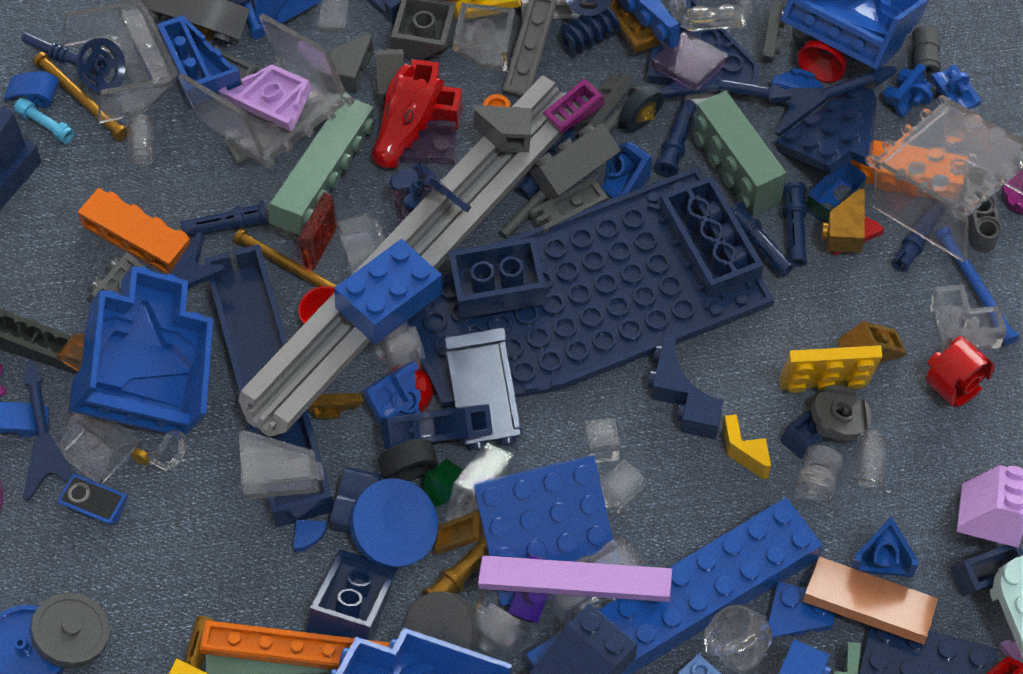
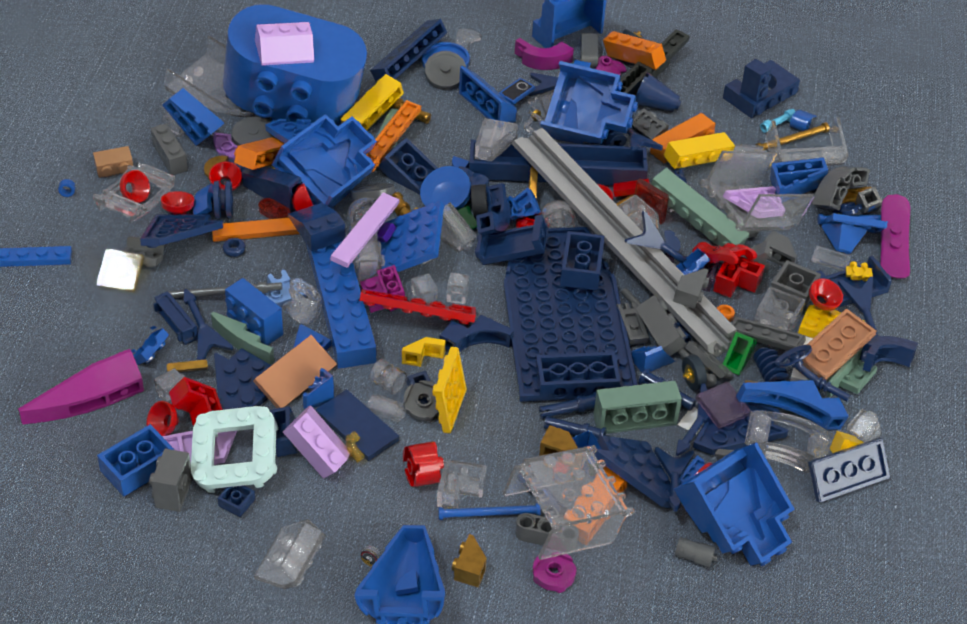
camera: 105 degrees right, 15 degrees down
(44, 291) = (657, 95): none -> dark blue cone
(91, 65) = (811, 141): dark blue dish -> none
(132, 536) = (485, 97): none -> blue slope
(171, 196) = (697, 150): none -> yellow brick
(283, 272) = (625, 188): none -> red tile
(388, 291) = (581, 195): blue brick -> none
(430, 148) = (694, 262): none -> blue piece
(569, 67) = (739, 352): none -> green slope
(587, 108) = (702, 334): magenta slope -> none
(655, 534) = (386, 282): none -> magenta brick
(670, 448) = (462, 313): none -> red wing
(873, 335) = (465, 436): pearl gold slope -> none
(913, 90) = (662, 528): blue hips -> none
(915, 487) = (348, 414): none -> dark blue tile
(956, 86) = (653, 553): blue hips -> none
(966, 474) = (352, 448): none -> clear yellow arm

